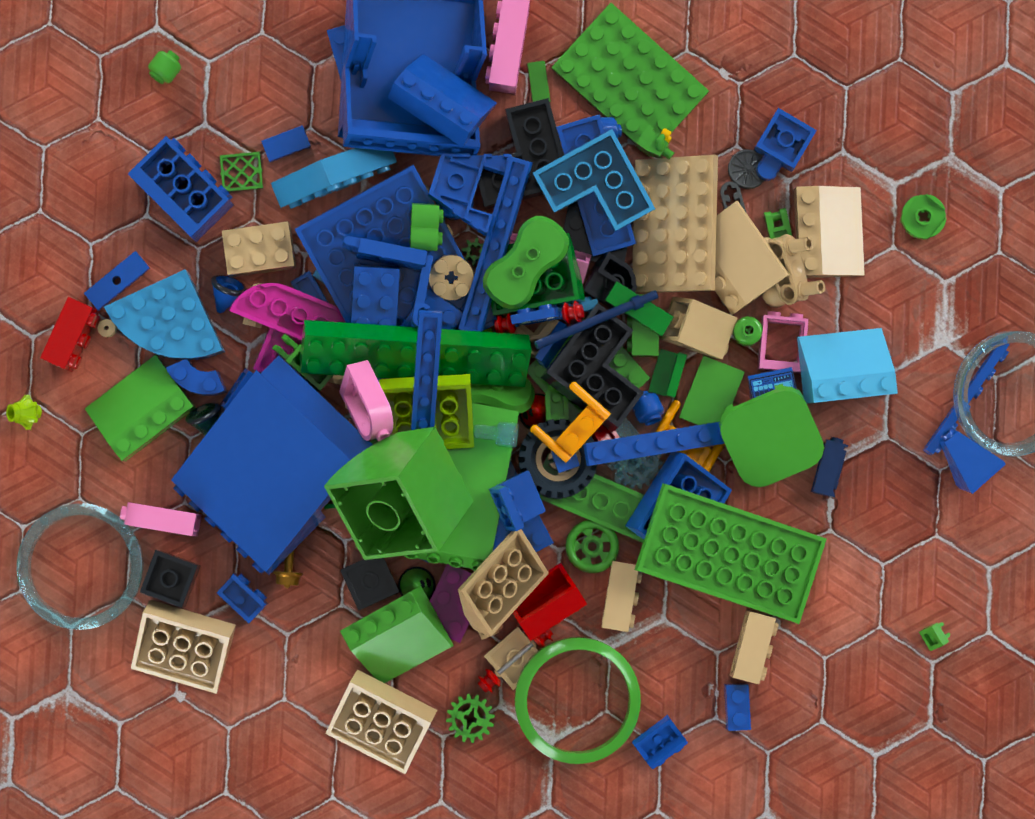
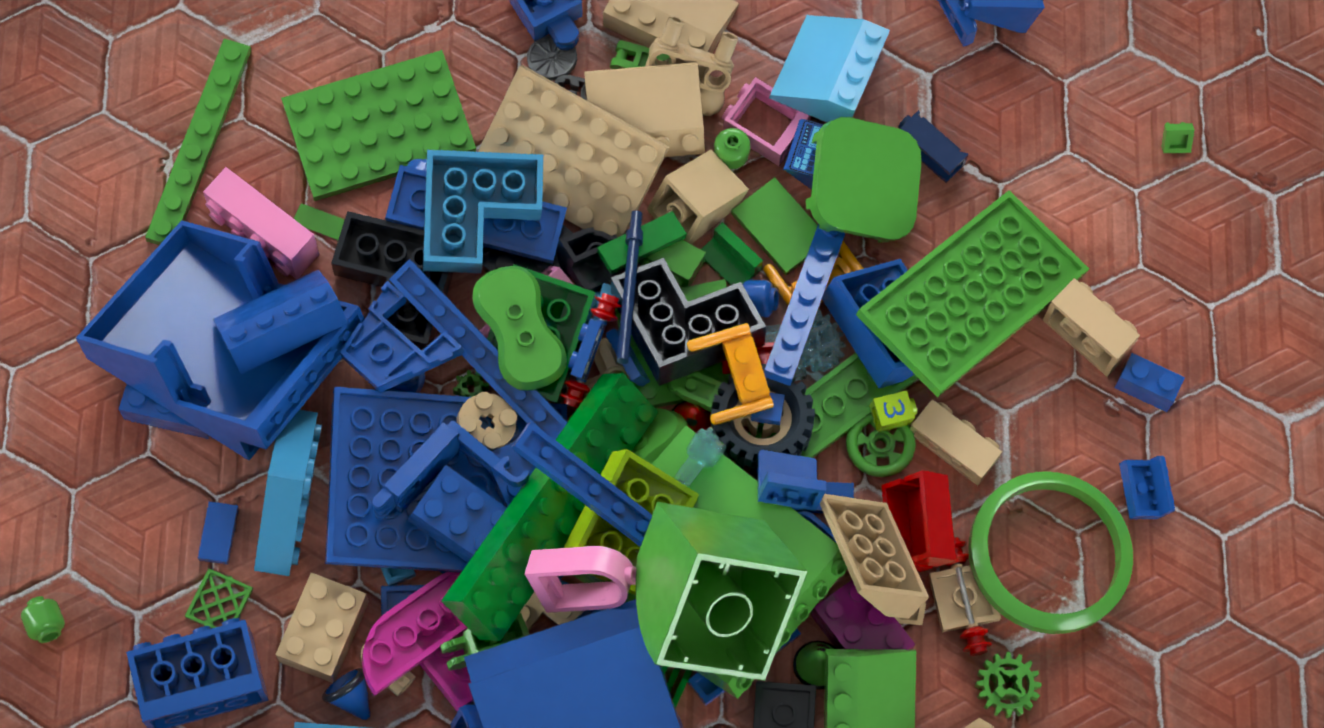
camera: 65 degrees left, 15 degrees down
(425, 225) = (412, 412): bright green brick -> none
(615, 543) = (893, 411): none -> lime brick
(654, 144) = (468, 129): bright green piece -> none

